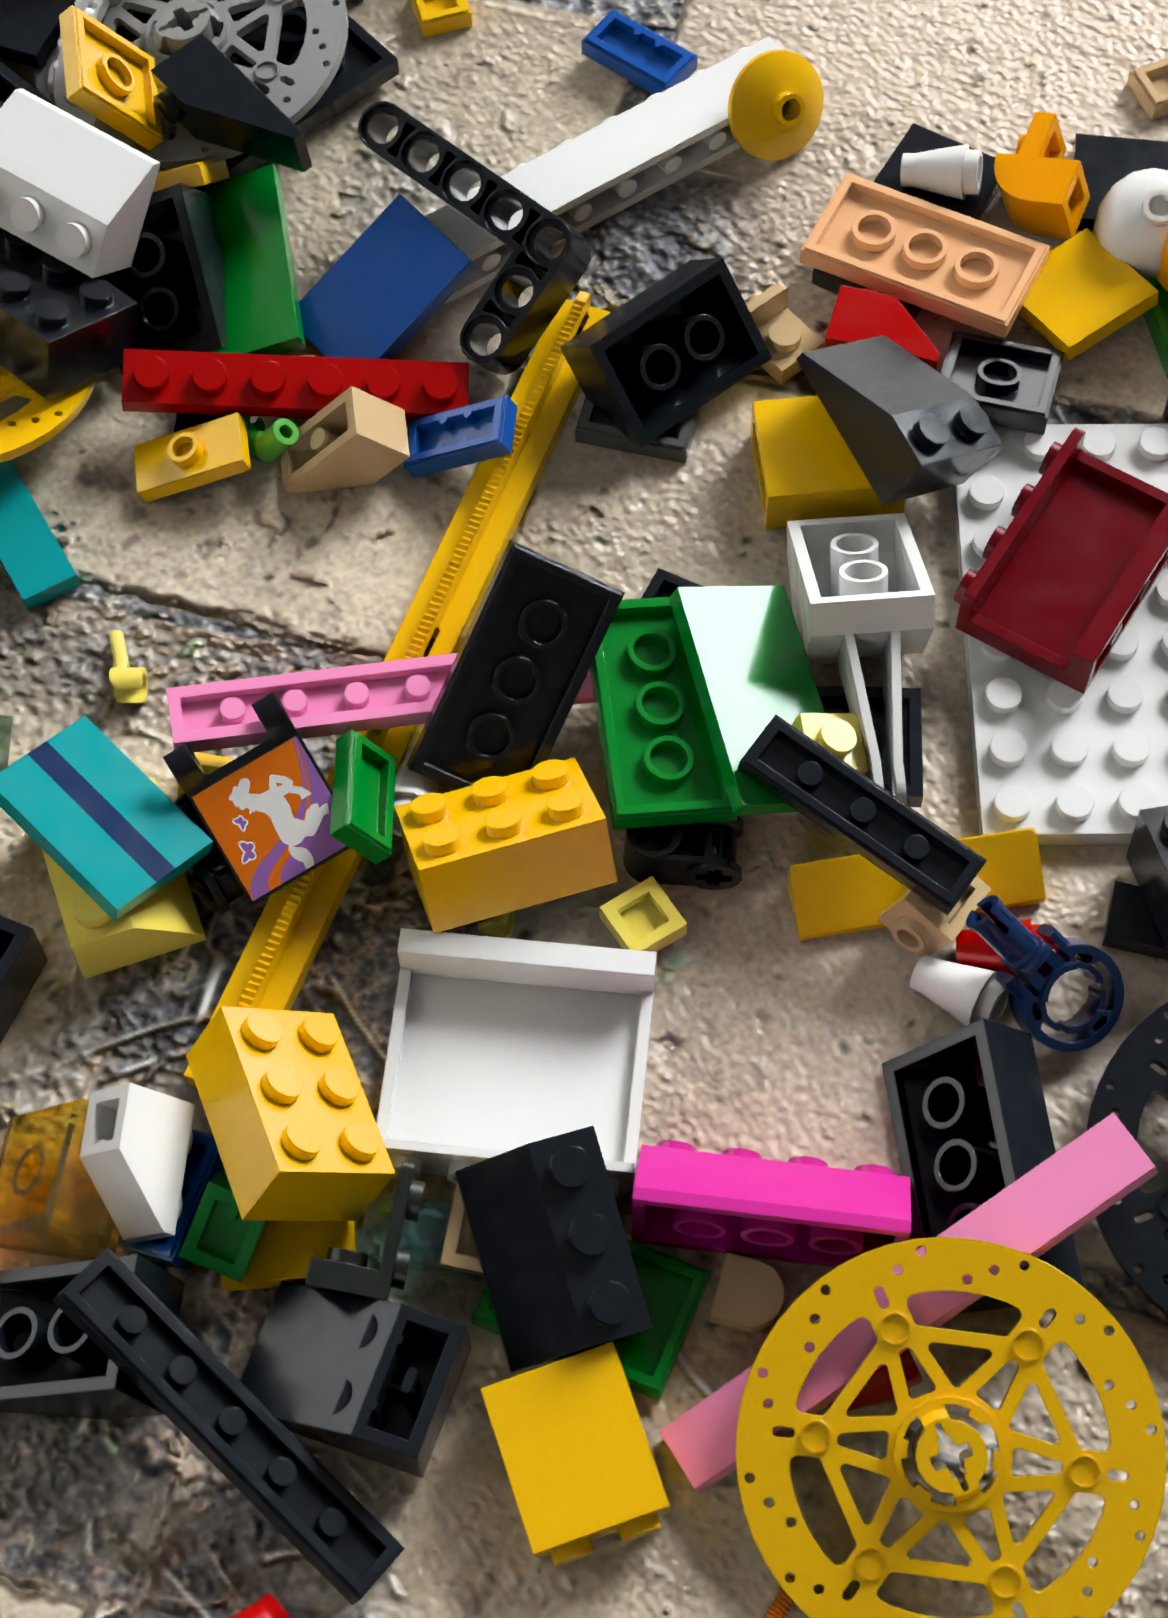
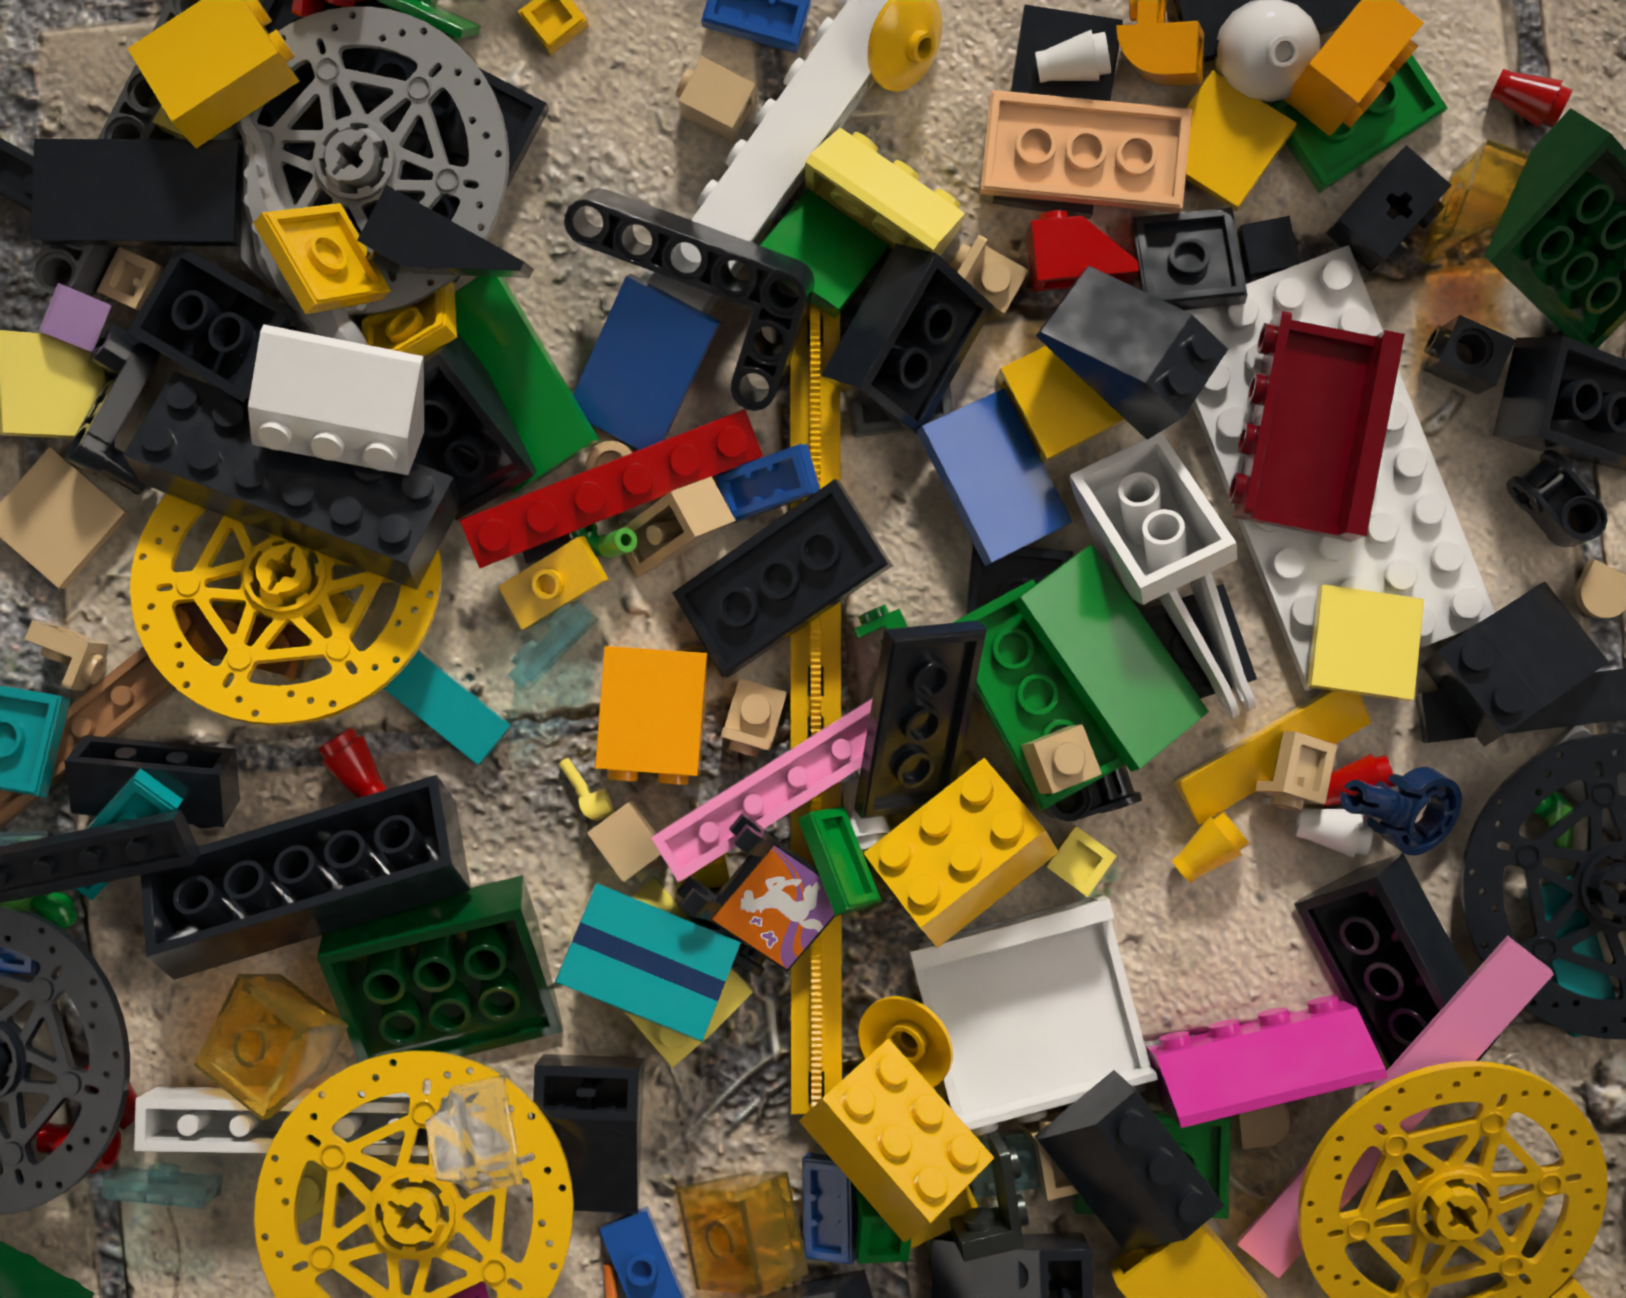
camera: 20 degrees left, 25 degrees up
(137, 1157) = (800, 1210): white slope -> none
(141, 720) = (627, 843): none -> tan brick
(161, 514) = (537, 659): none -> clear light blue plate
(233, 605) = (652, 713): none -> light orange brick
(341, 645) = (753, 717): none -> tan bracket
(369, 1023) = (899, 1019): none -> yellow dish
(431, 522) = (782, 578): none -> black tile
(565, 102) = (716, 99): none -> tan brick
(621, 257) = (831, 245): none -> green tile
(654, 754) = (1061, 759): none -> tan brick
(686, 219) = (882, 193): none -> light yellow slope
(706, 508) = (994, 476): none -> tile
(802, 959) = (1210, 848): none -> yellow cone
(838, 734) = (1181, 679): light yellow plate -> none
(861, 814) = (1231, 740): black tile -> none
(1061, 790) = (1365, 643): none -> light yellow tile
(1092, 399) = (1267, 246): none -> black tile

